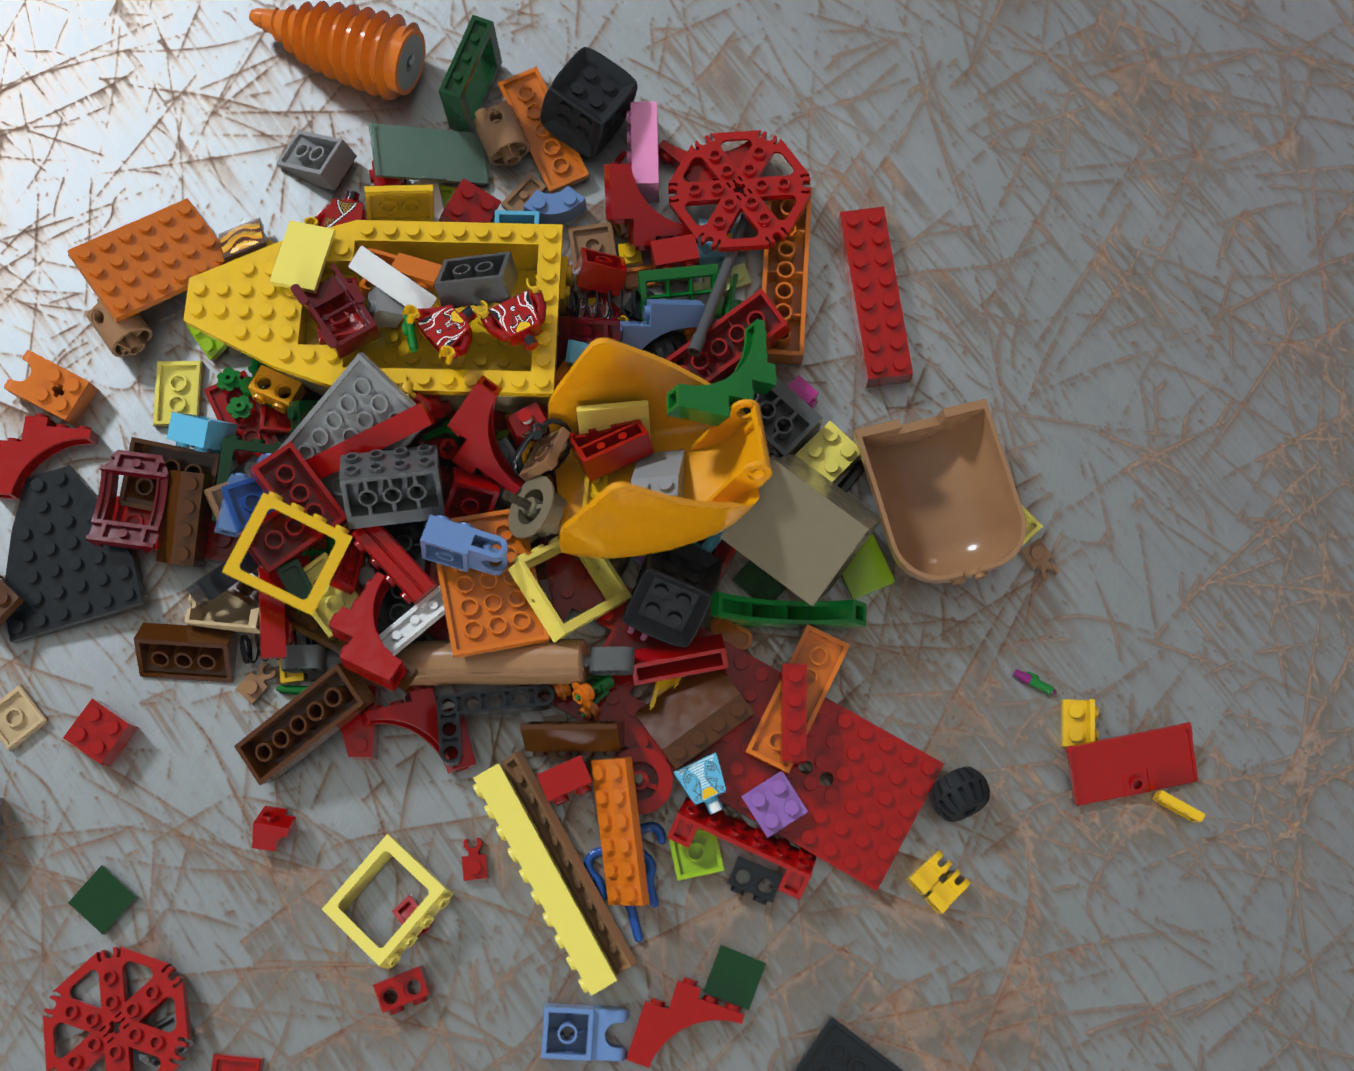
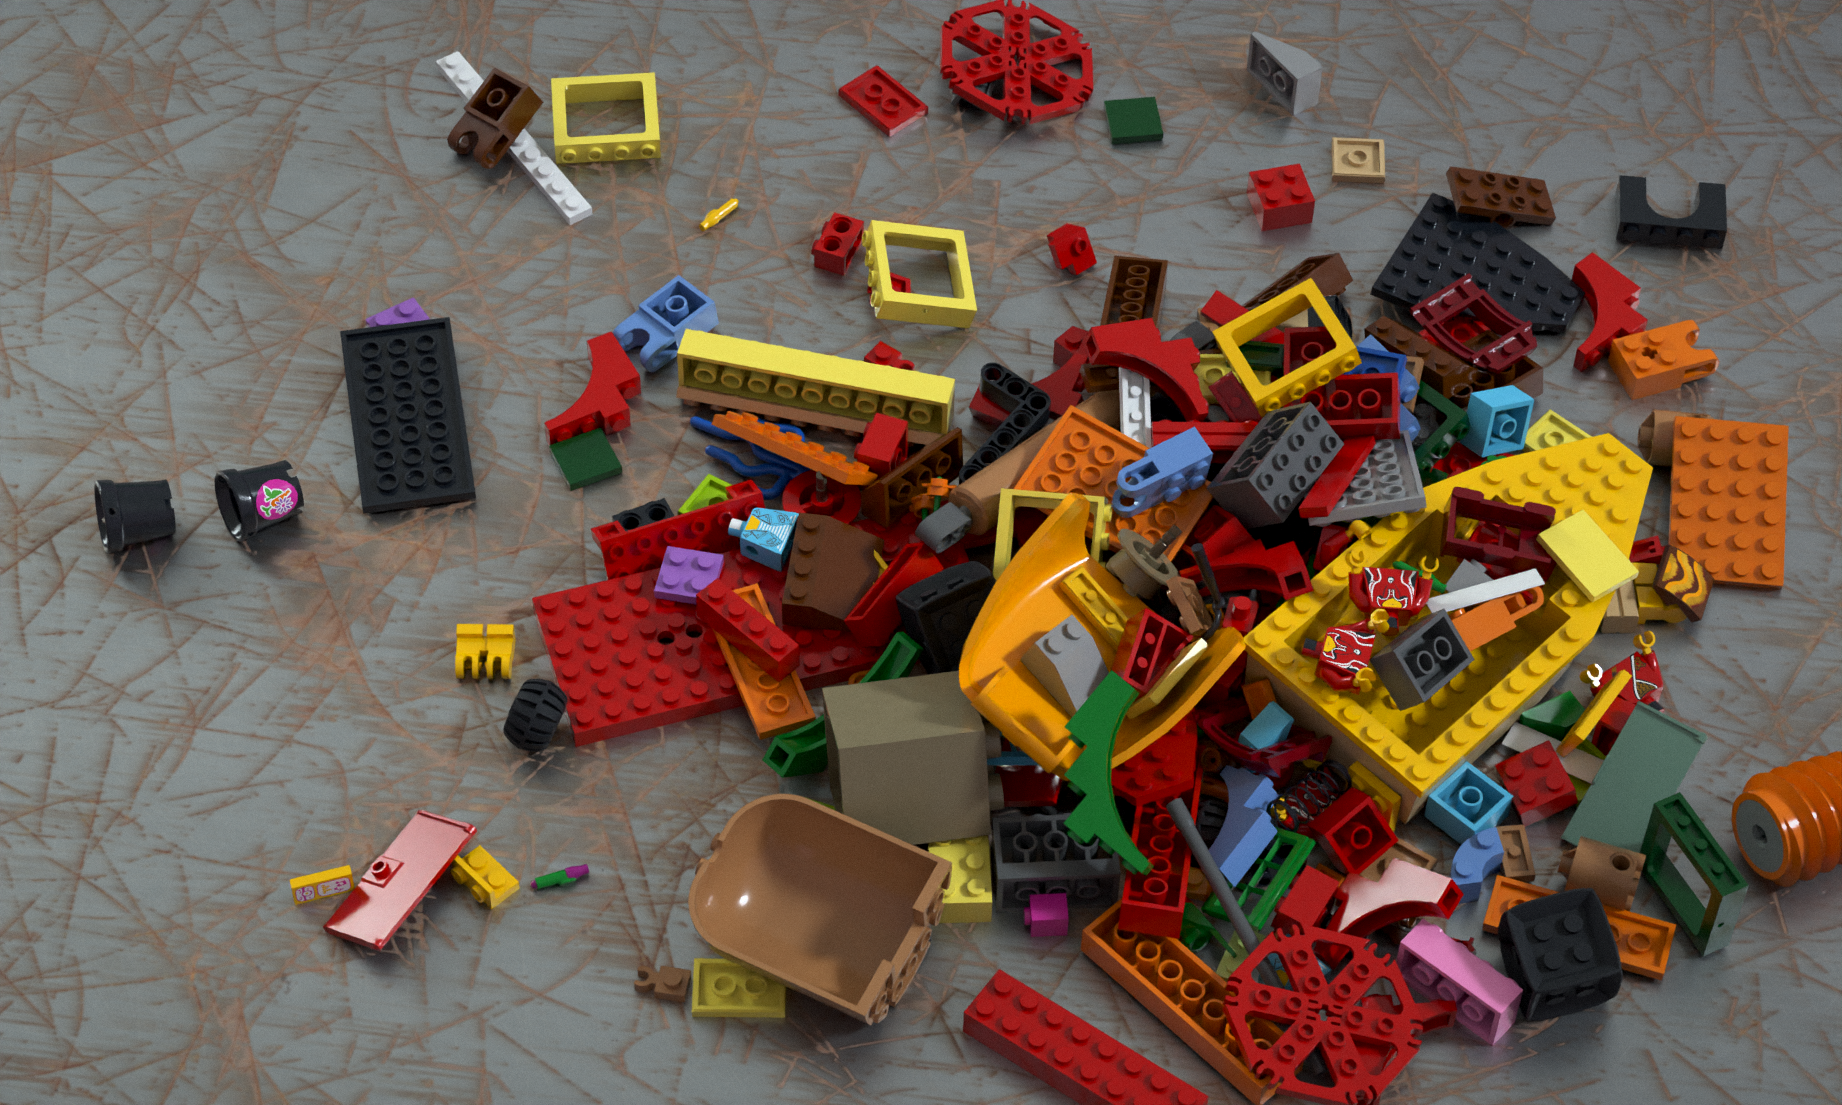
camera: 130 degrees right, 25 degrees down
(317, 159) = (1728, 711): light grey slope -> none

